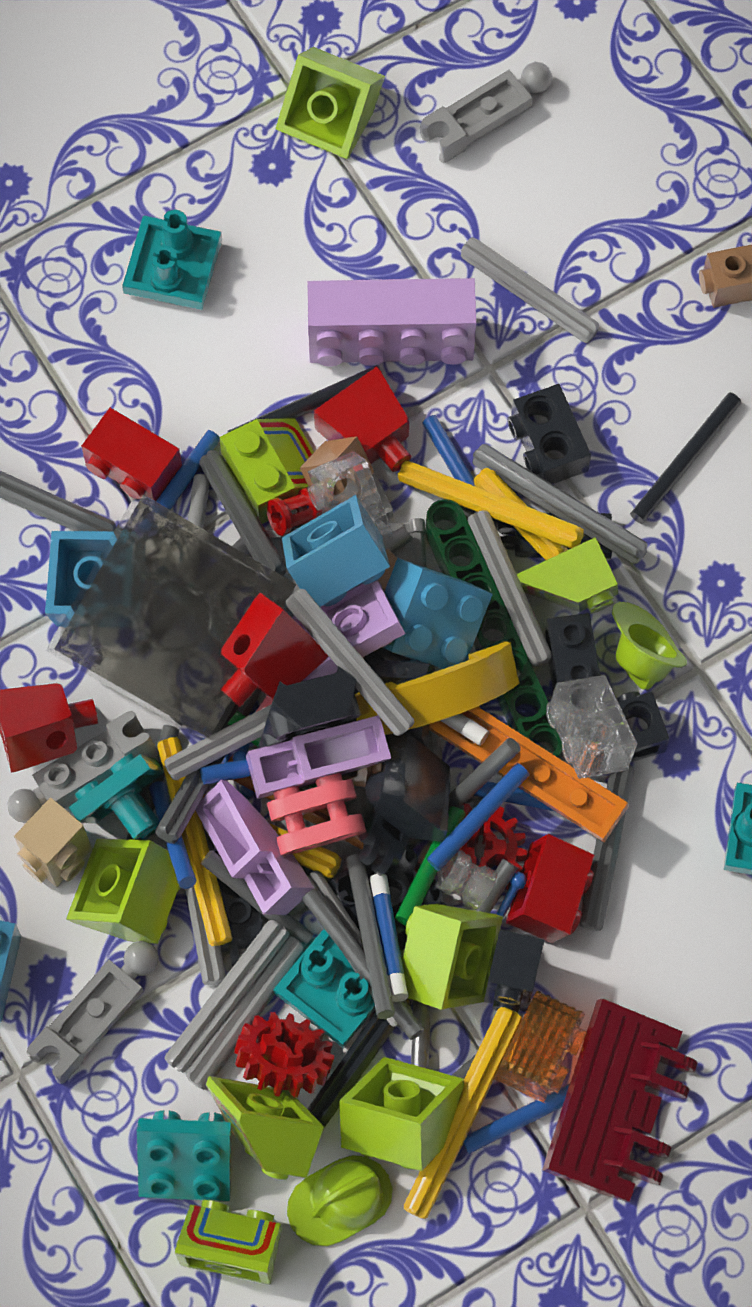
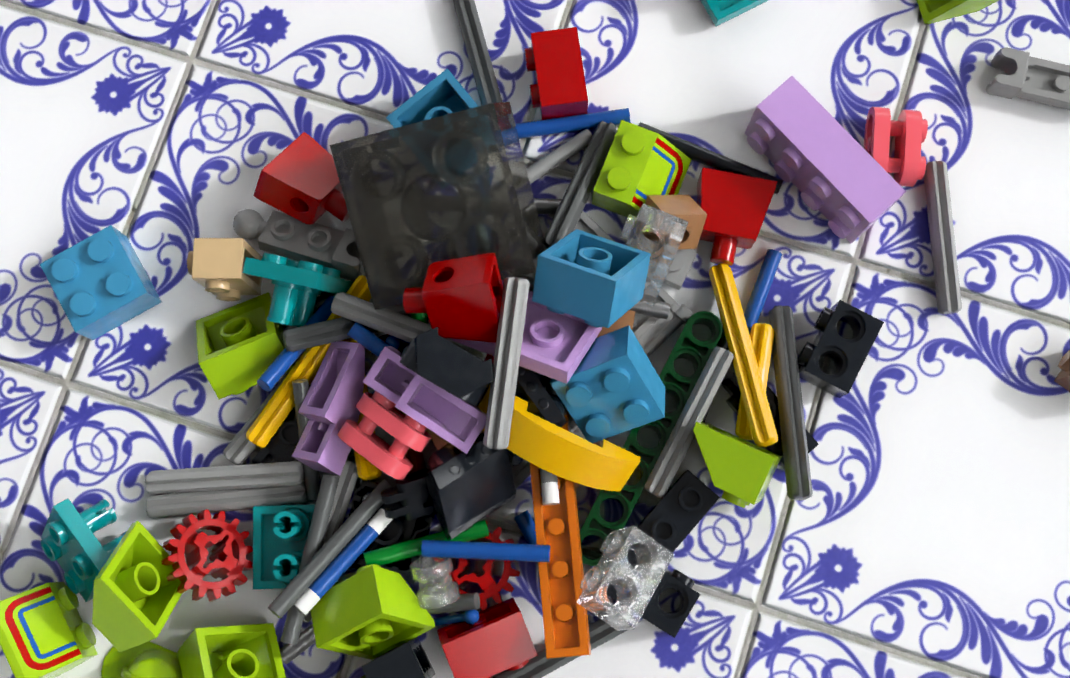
camera: 55 degrees right, 10 degrees up
(94, 1011) = (141, 396): light grey plate -> none
(278, 507) = (601, 215): red bush -> none
(351, 1068) = (222, 609): black axle -> none
(423, 247) = (909, 134): none -> coral brick
(484, 773) = (525, 525): dark grey bar -> none
(644, 646) = (736, 557): lime piece -> none
(685, 458) = (914, 461): black bar -> none

